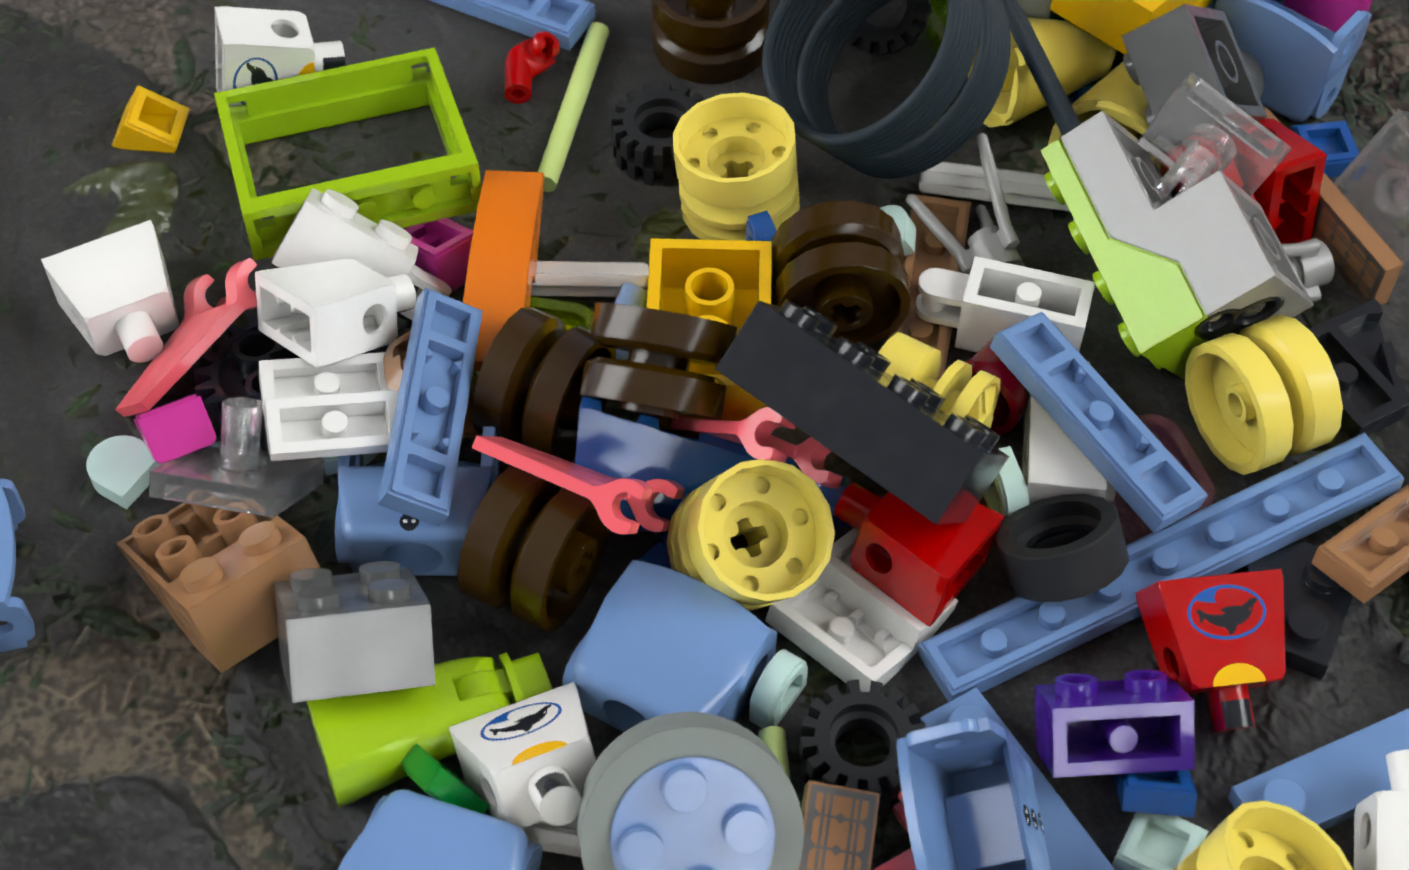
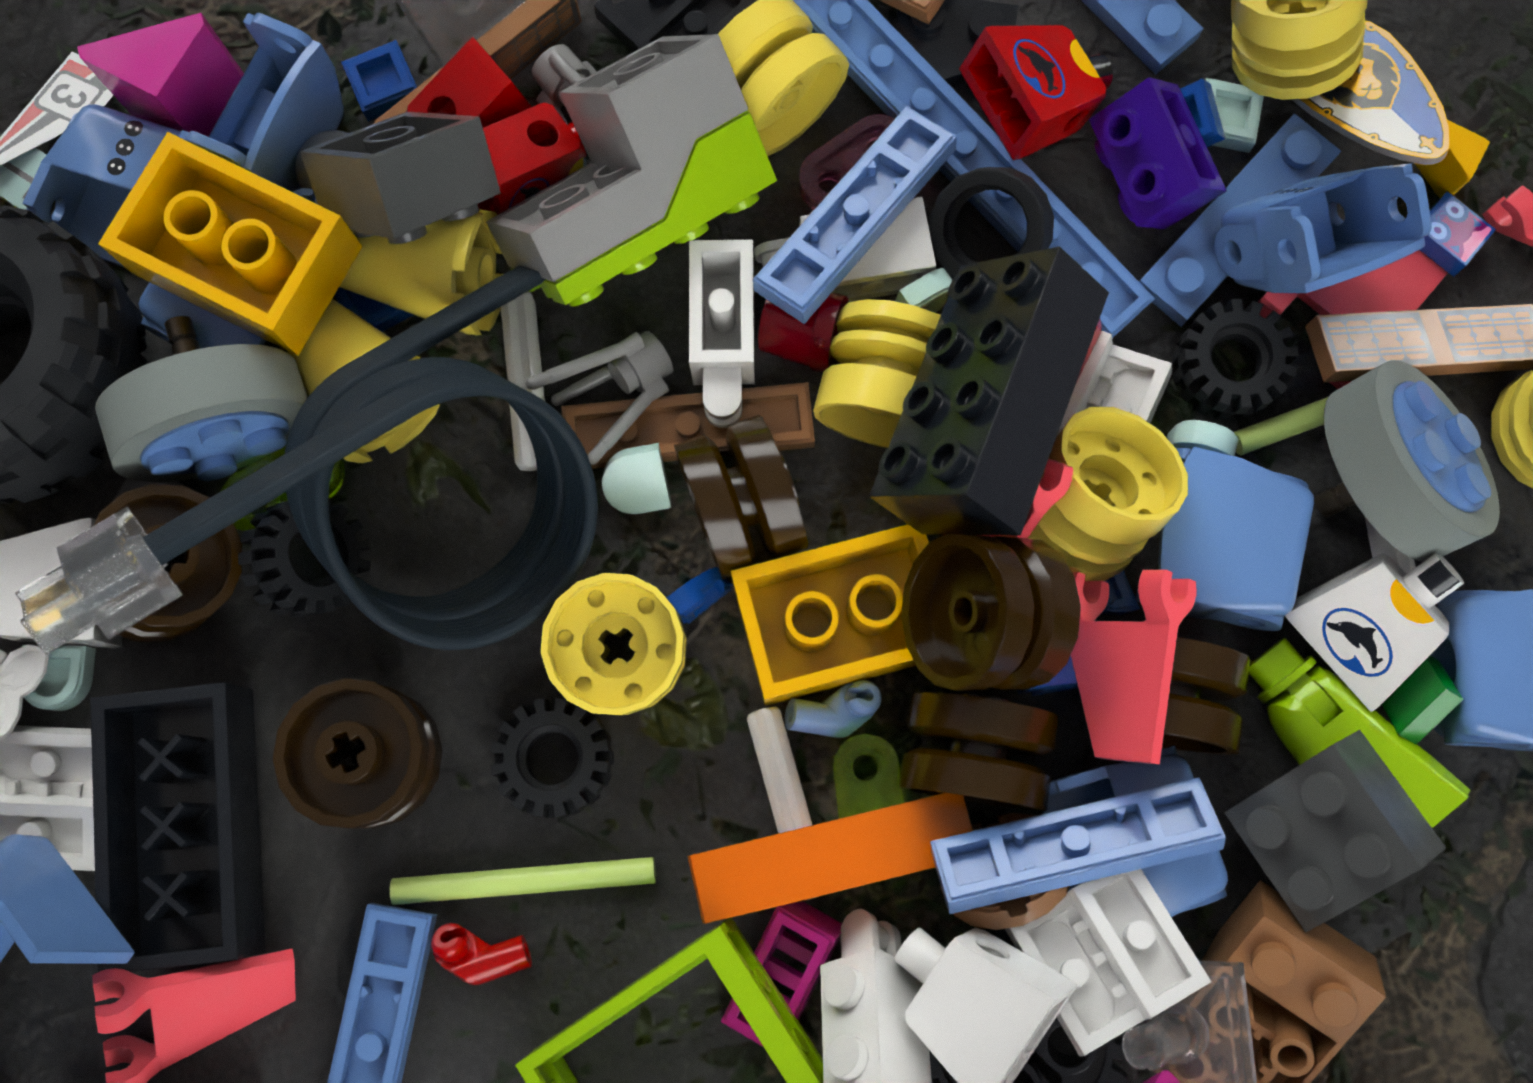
camera: 105 degrees left, 25 degrees up
(1208, 133) = (539, 129): clear tile -> none

